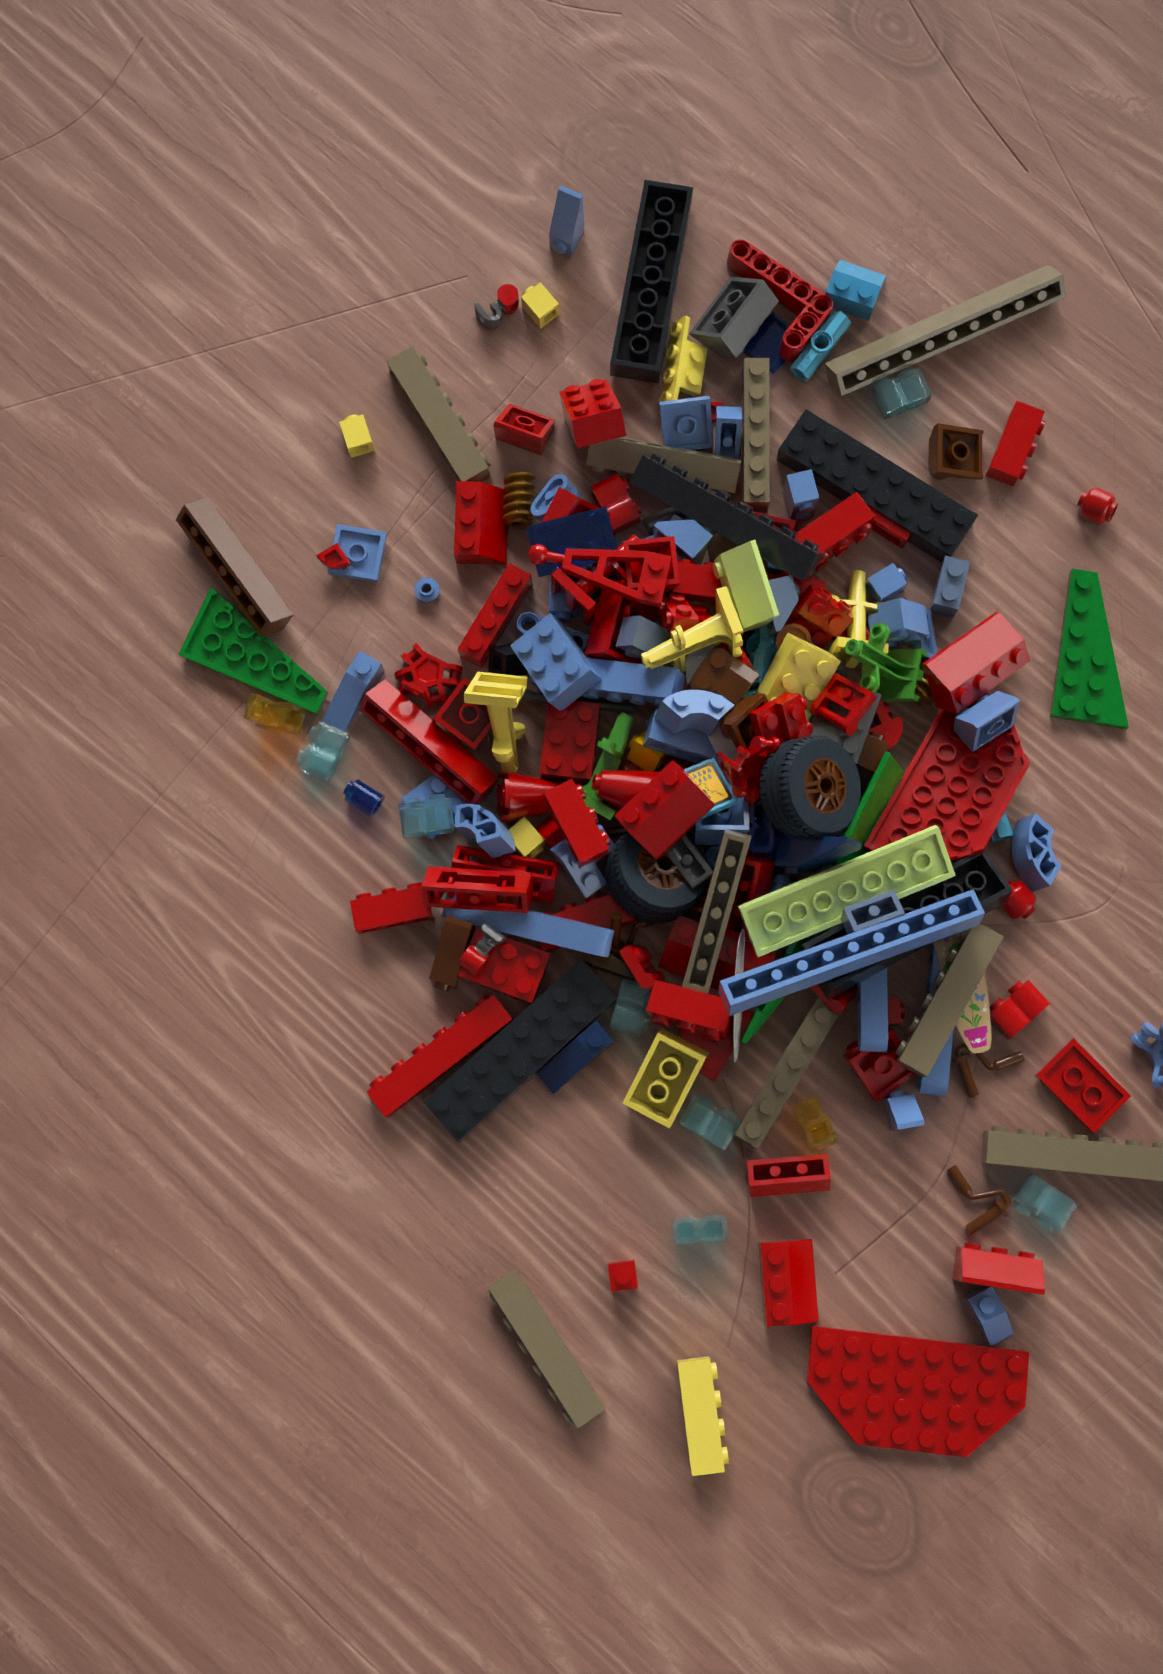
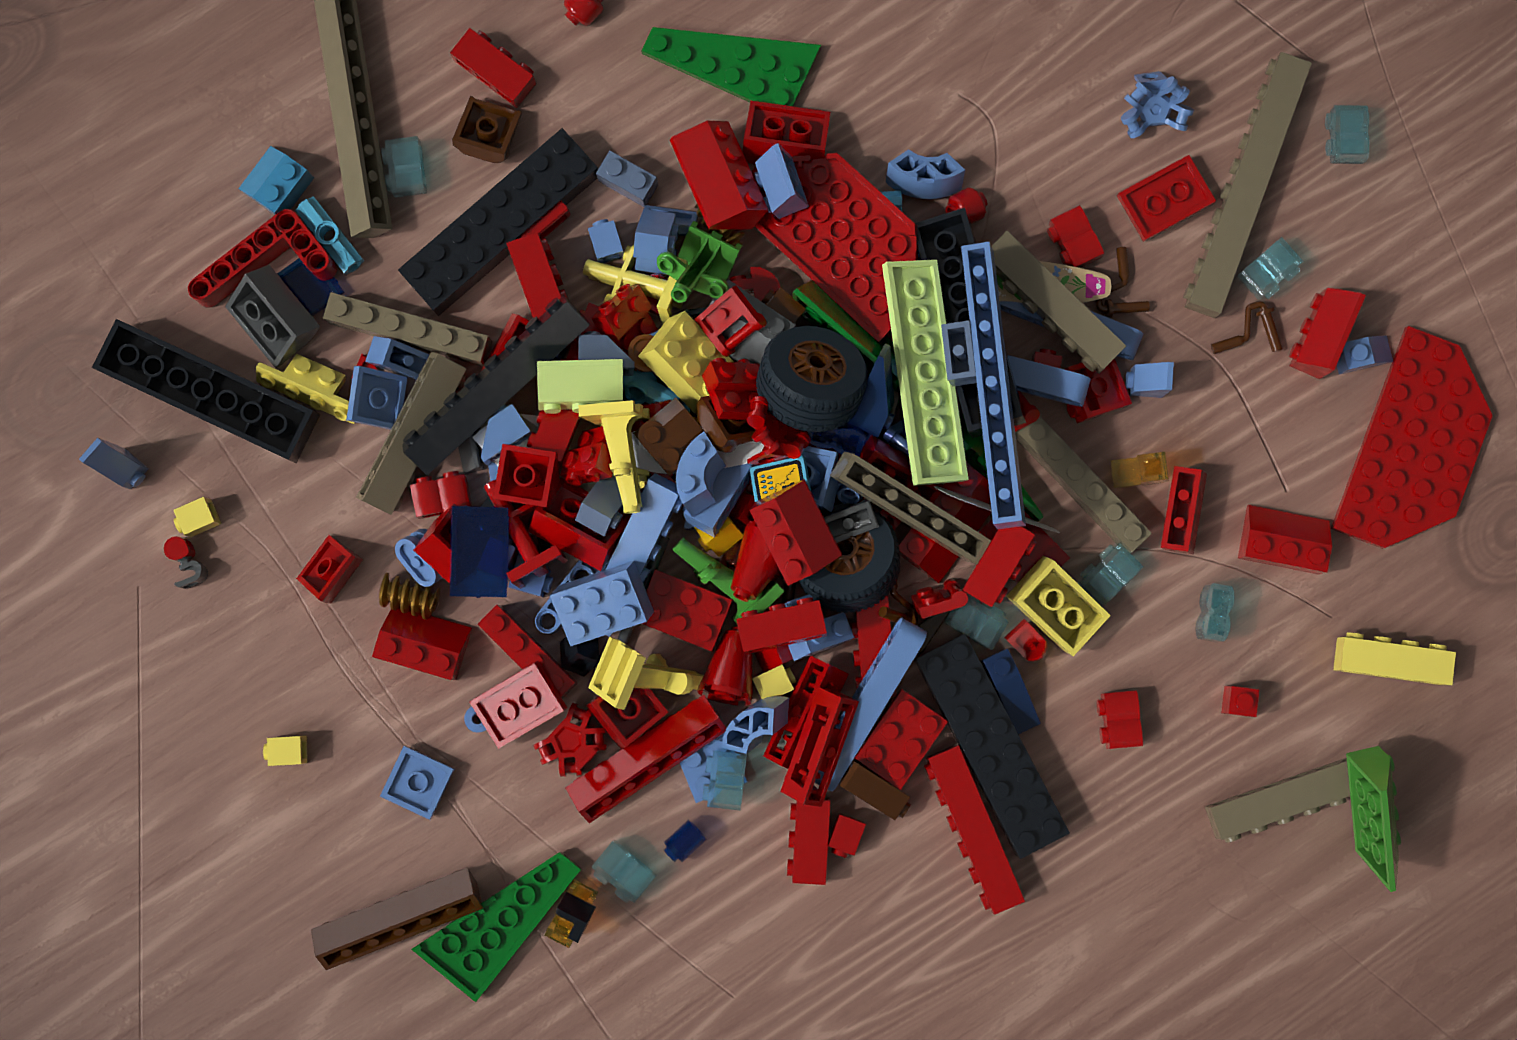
camera: 75 degrees left, 5 degrees up
(276, 717) = (577, 912): none -> black panel
(334, 558) = (417, 808): red tile -> none
(358, 680) = (568, 825): medium blue slope -> none
(405, 940) = (846, 835): none -> red brick
(438, 417) = (291, 658): dark tan brick -> none
(447, 617) = (518, 704): none -> plate
(476, 956) = (888, 764): leg -> none
(551, 1428) = (1375, 812): none -> bright green slope
(575, 1166) = (1121, 720): none -> red brick
(592, 413) = (339, 493): red brick -> none
(625, 1060) = (1027, 641): none -> red plate
(651, 581) = (544, 479): red plate -> none
(800, 495) = (489, 301): medium blue brick -> none
(1038, 716) = (794, 128): none -> red slope

